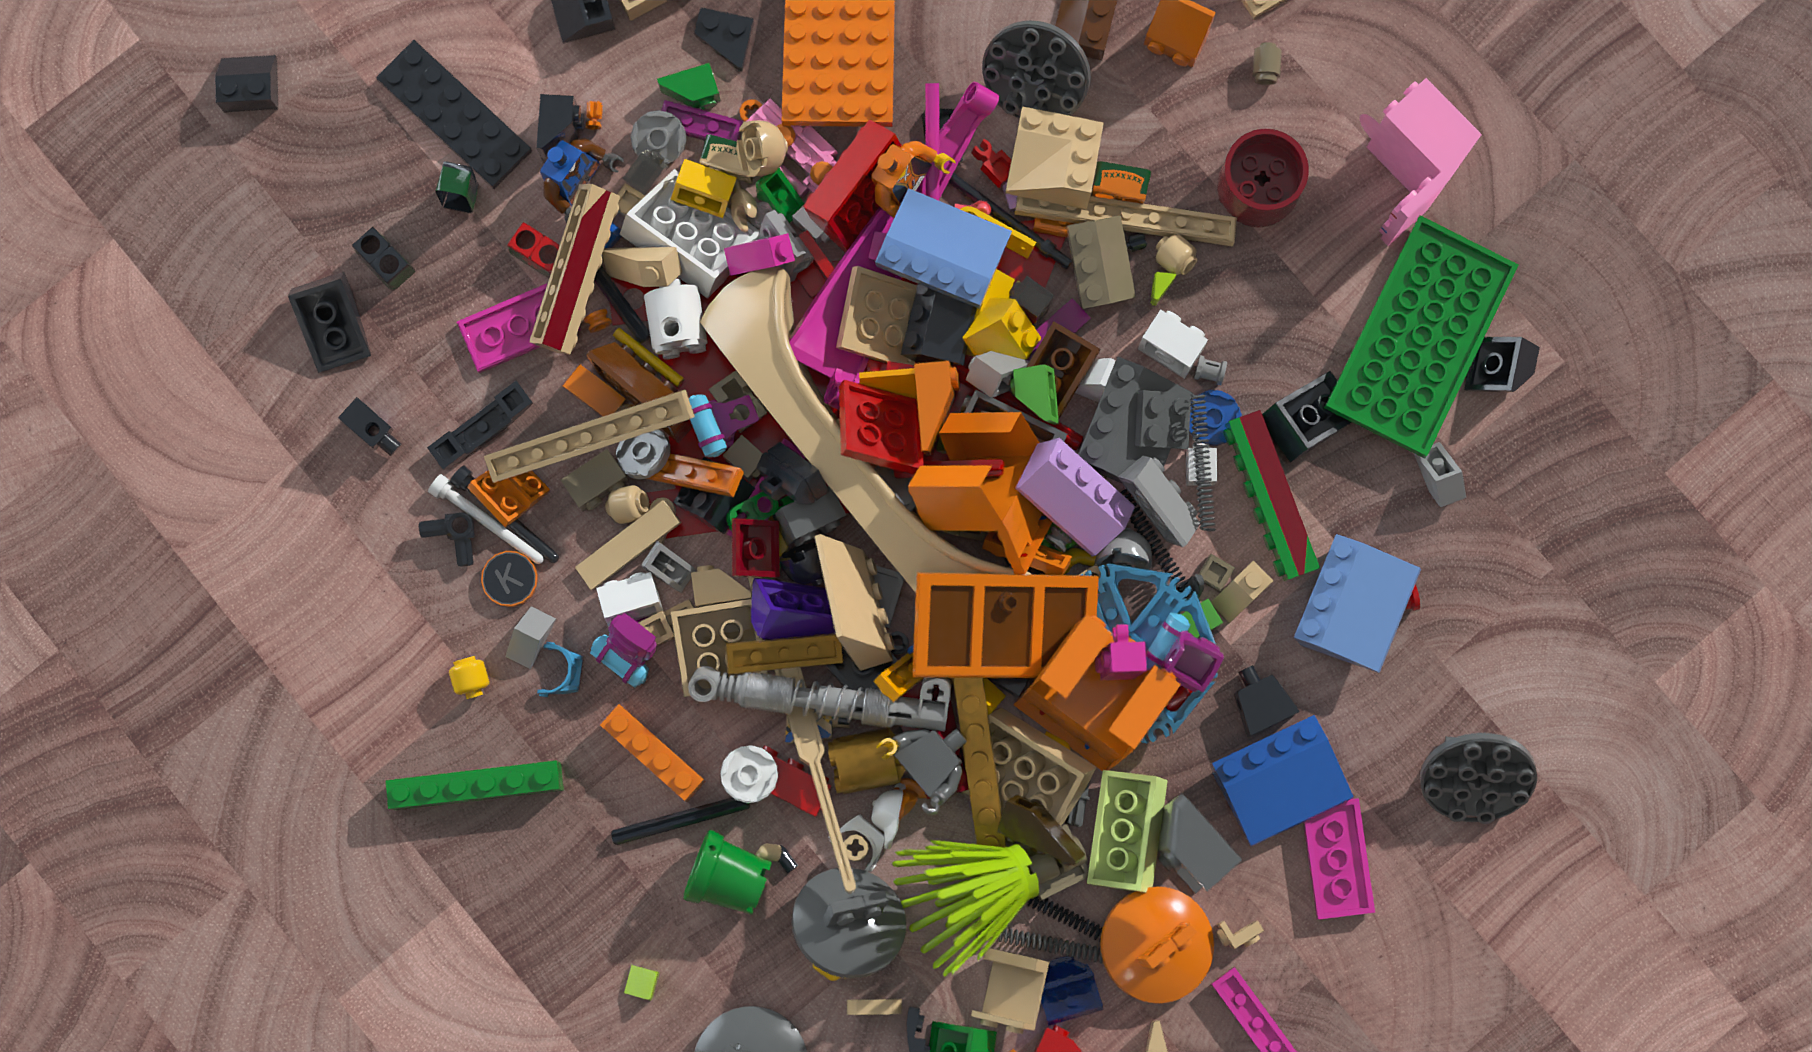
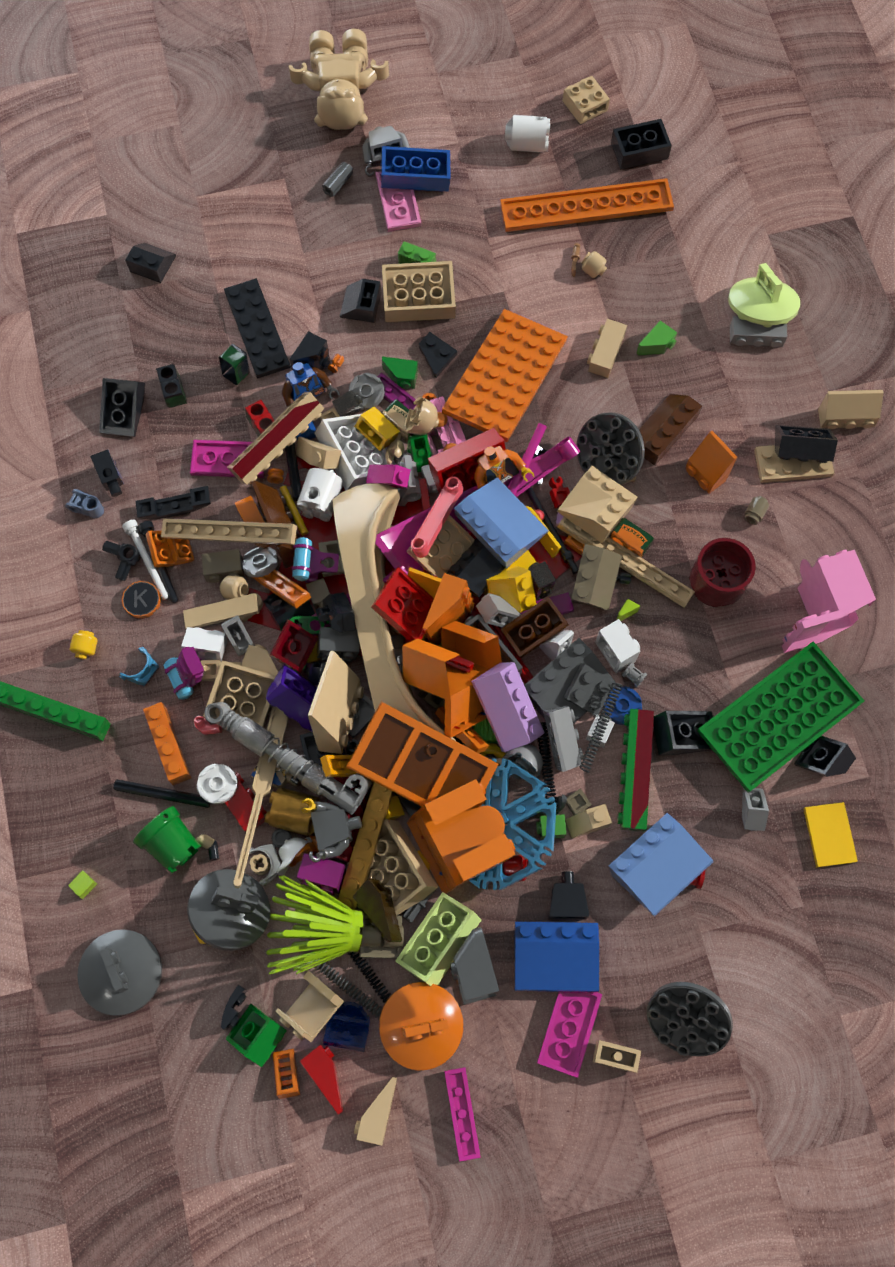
camera: 25 degrees right, 10 degrees down
(353, 484) = (82, 503): none -> sand blue piece
(529, 637) = (132, 638): light grey slope -> none
(688, 707) = (205, 727): none -> coral arm
(783, 653) = (274, 716): pearl gold plate -> none
(855, 282) = (436, 517): none -> coral piece
(862, 802) = (279, 837): none -> dark grey plate
(874, 1006) = (217, 974): tan beam -> none
(949, 822) = (324, 874): none -> magenta brick
(1037, 390) = (517, 632): bright green slope -> none
(1057, 539) = (484, 730): dark grey bush -> none
(1122, 658) = (486, 820): dark pink brick -> none
(1176, 254) = (646, 595): tan head -> none
(1187, 657) = (529, 841): magenta piece -> none
(1247, 935) = (483, 1050): tan bracket -> none
(1410, 864) = (616, 1056): none -> tan brick
(1548, 461) = (830, 835): none -> yellow tile

